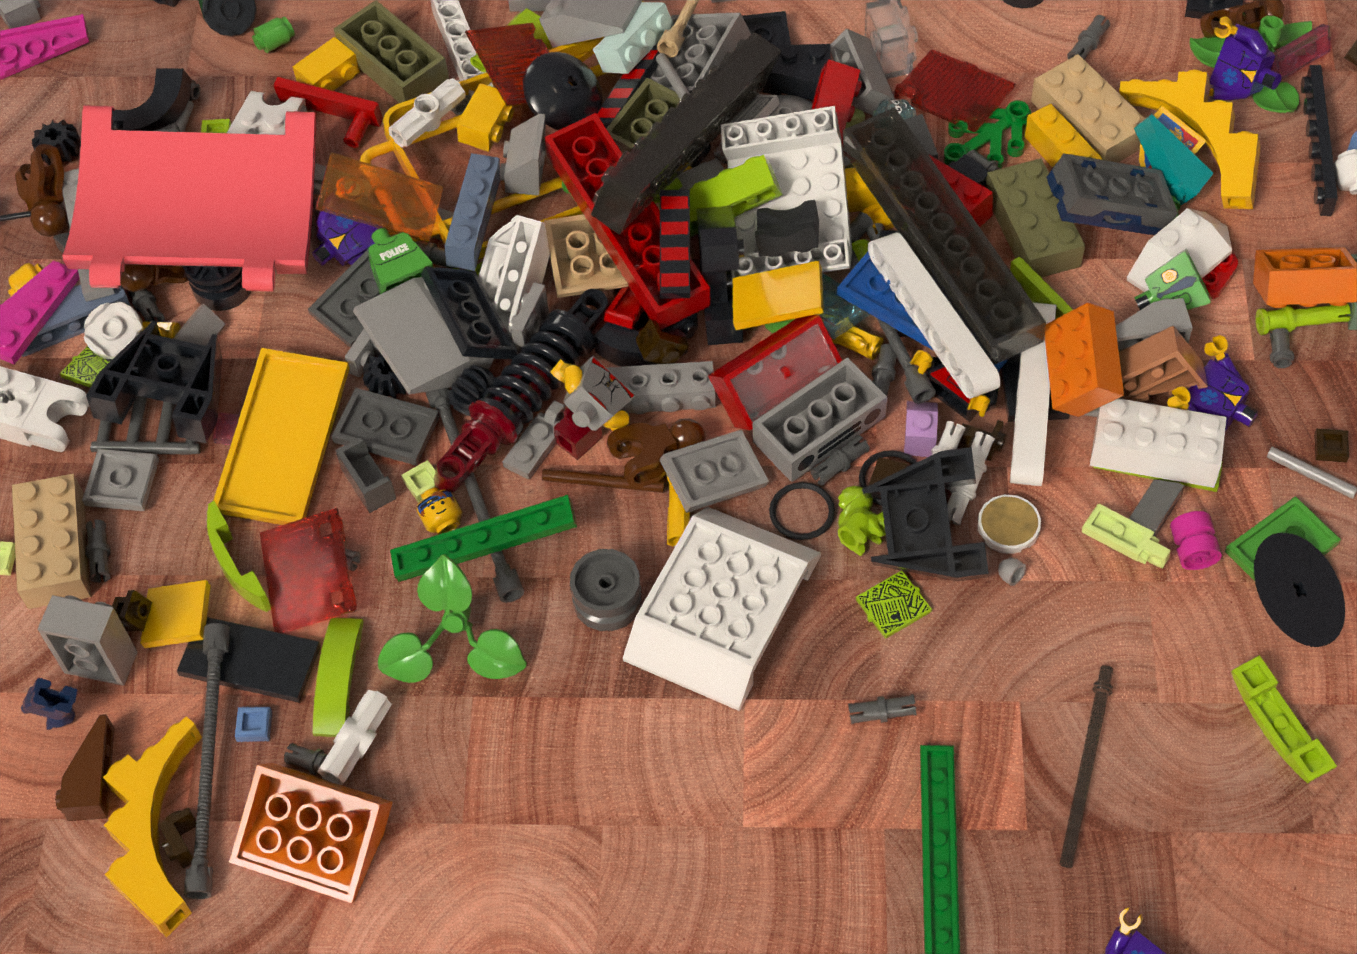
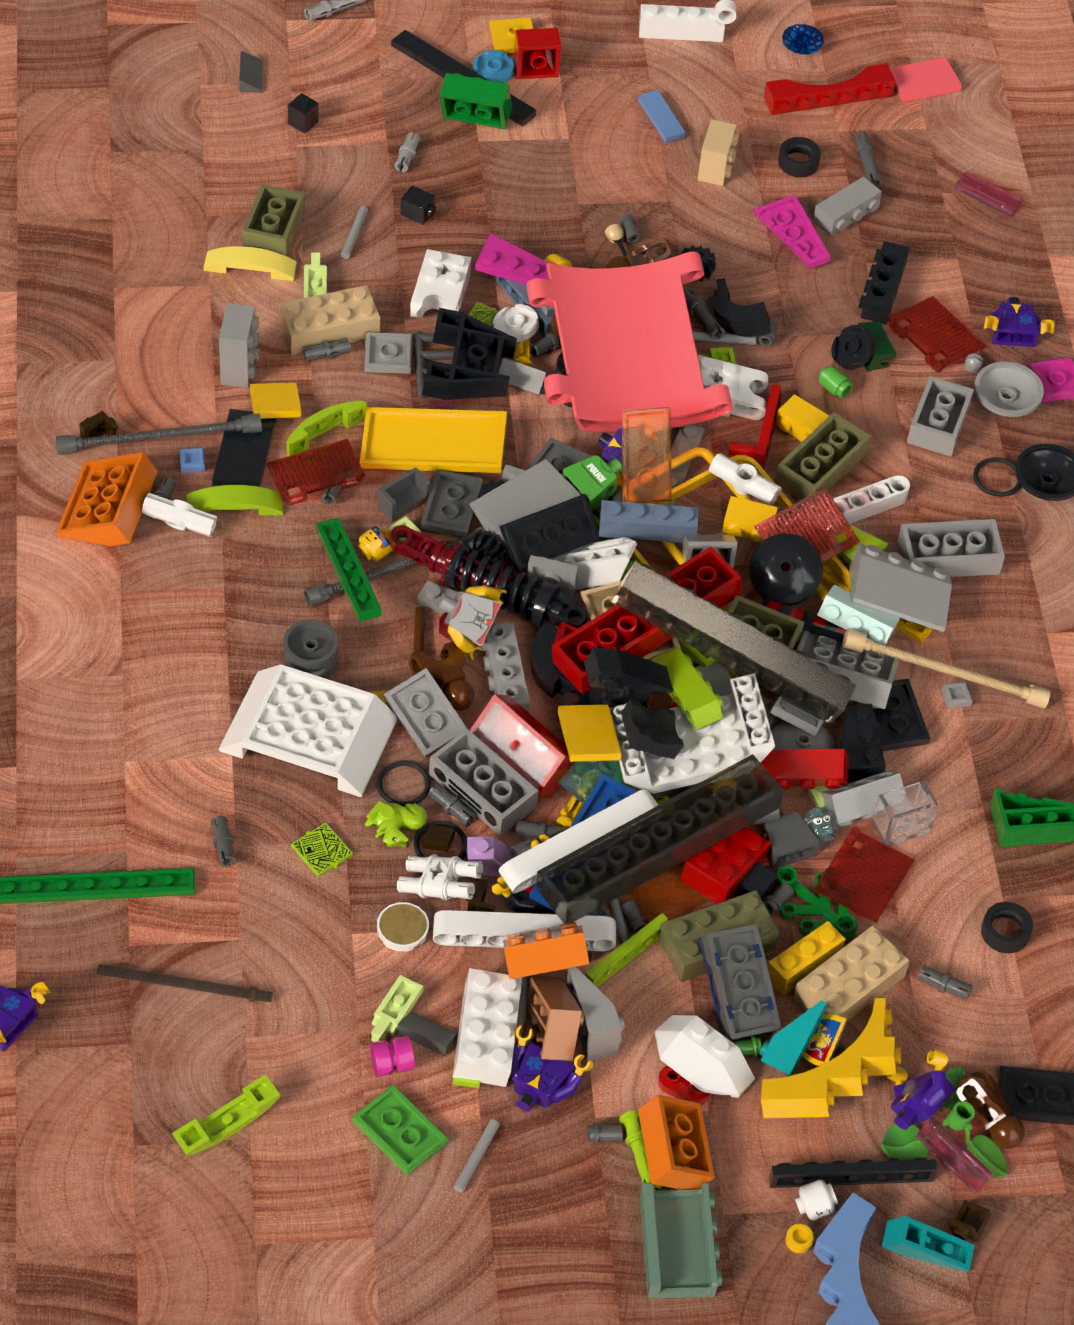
camera: 75 degrees right, 5 degrees down
(50, 703) = (191, 338): dark blue animal -> none
(83, 788) = (145, 372): reddish brown slope -> none
(132, 610) = (272, 373): dark brown bracket -> none
(142, 787) = (133, 402): yellow arch -> none
(448, 589) = (280, 562): bright green plant -> none
(660, 346) = (534, 665): dark brown bracket -> none
(671, 75) = (815, 642): light grey bar -> none
(674, 244) = (633, 642): tile -> none
(919, 519) = (383, 847): black wedge -> none
(1011, 571) = (355, 927): light grey hinge -> none
(1175, 280) = (650, 1041): bright green torso -> none
(1307, 611) = (347, 1107): black piece -> none
(1331, 445) = (507, 1172): dark brown tile -> none

